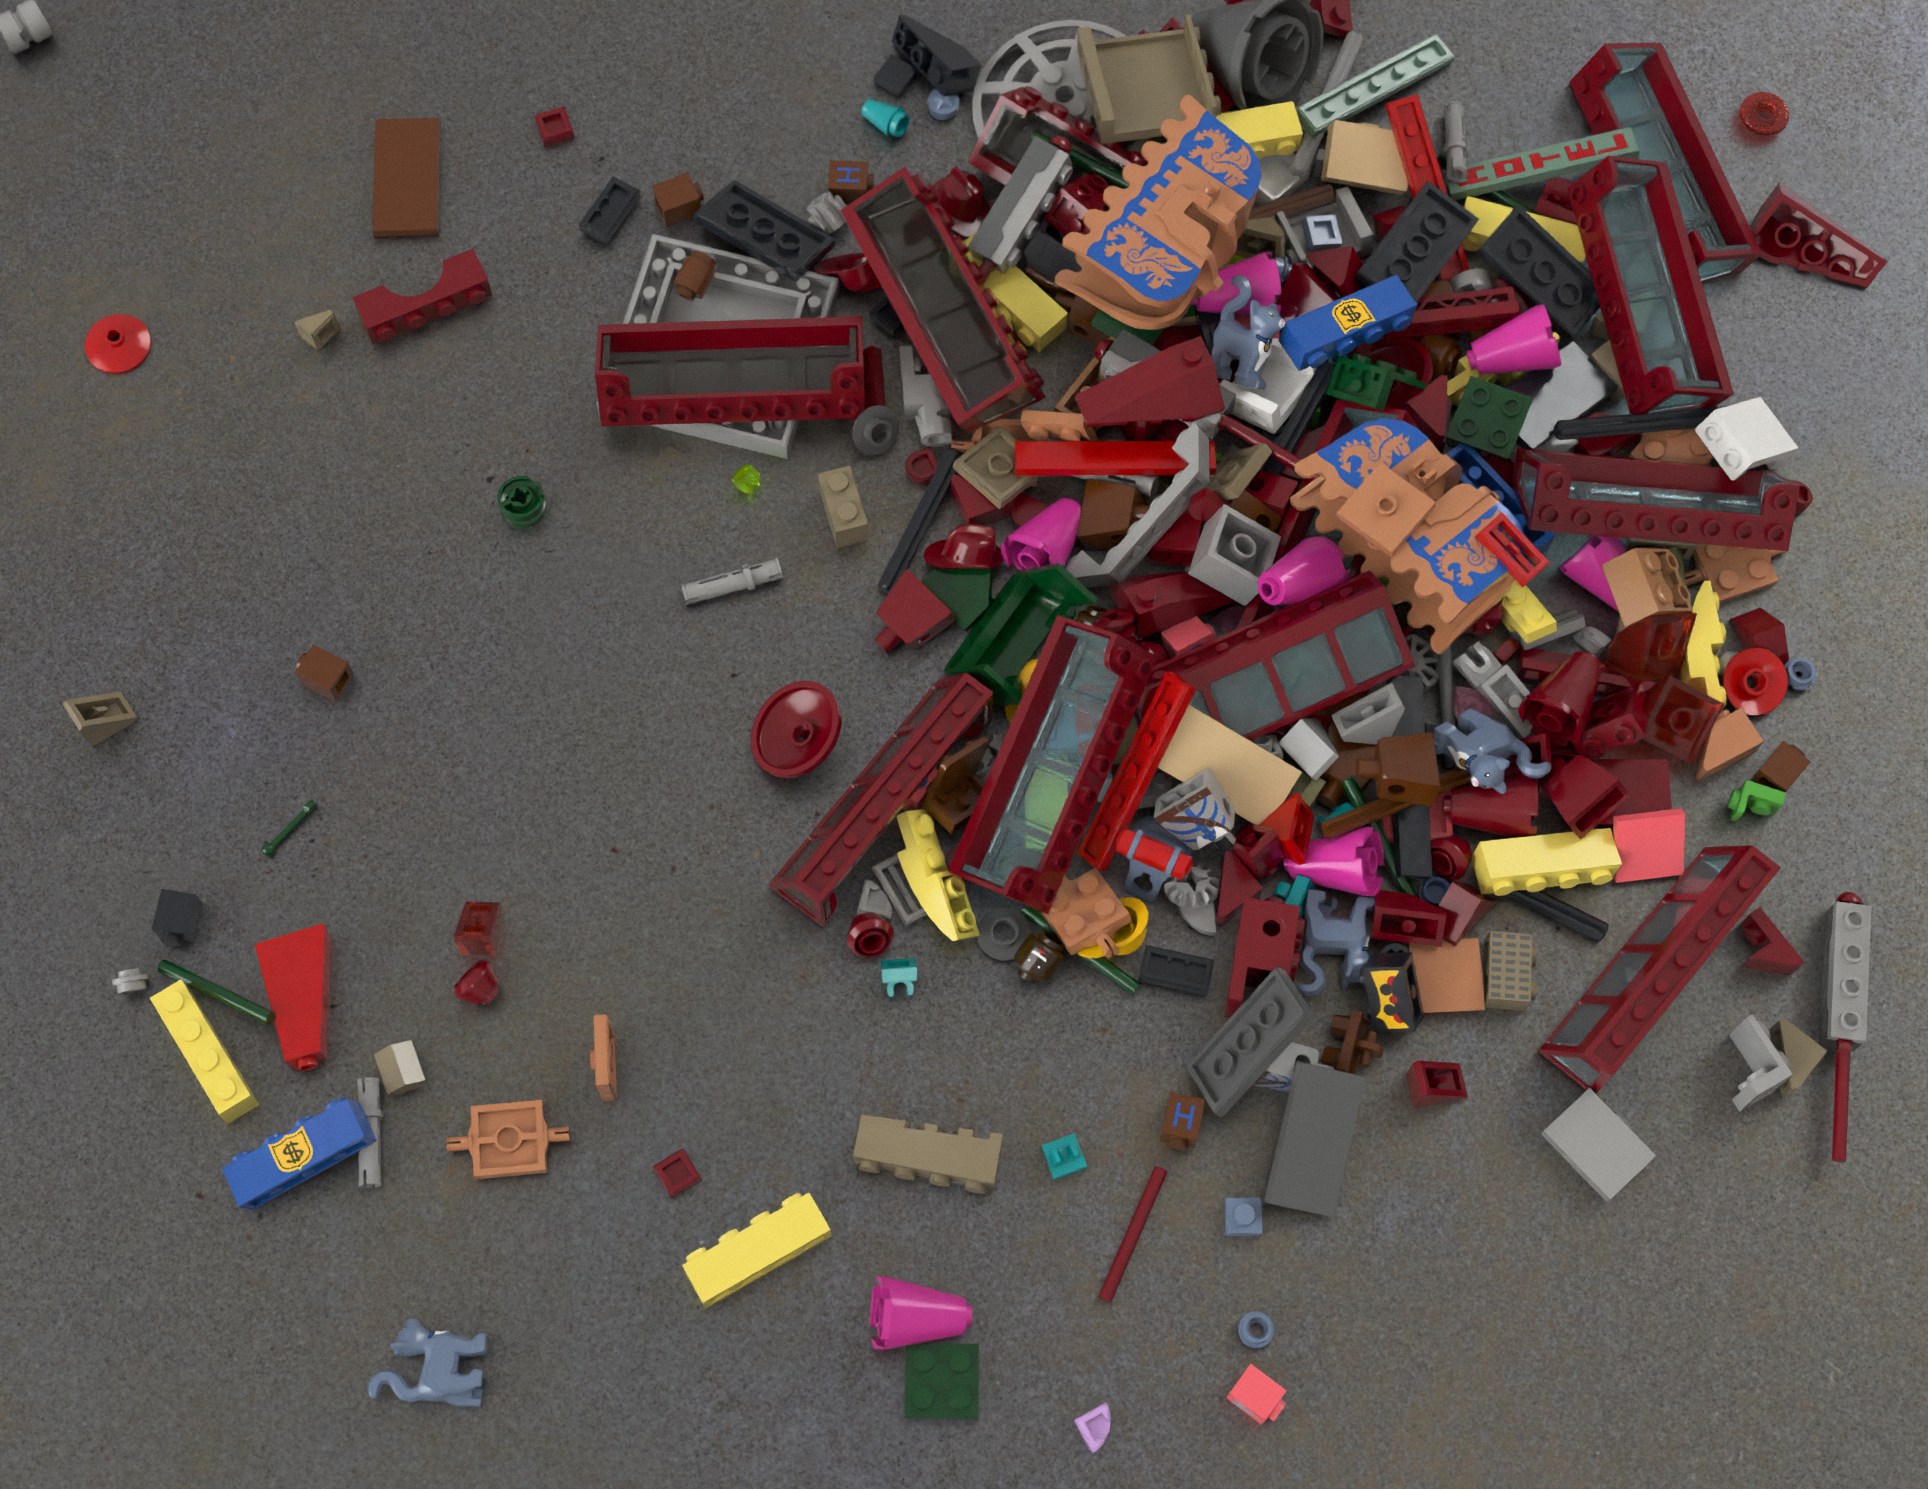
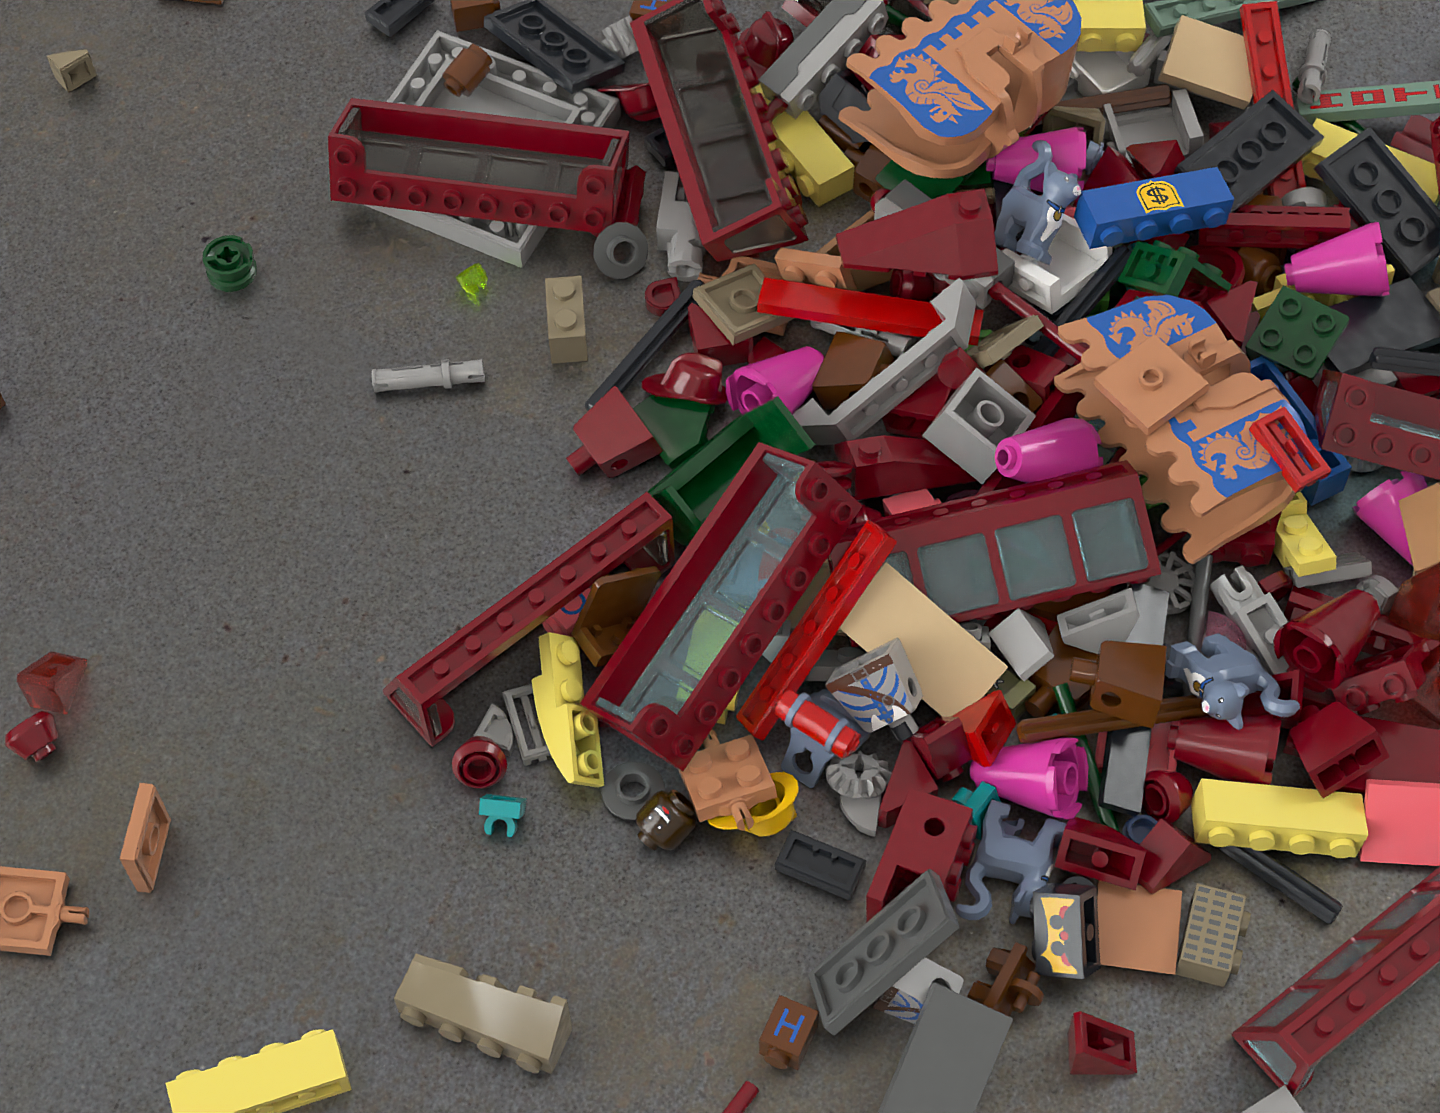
camera: 15 degrees right, 10 degrees down
(388, 314) = (224, 51): dark red arch -> none
(677, 1173) = (195, 984): dark red tile -> none
(796, 729) = (454, 531): dark red dish -> none
(1064, 1157) = (642, 1050): teal tile -> none
(1102, 964) = (730, 837): dark green bar -> none
(1321, 232) = (1147, 127): sand blue plate -> none

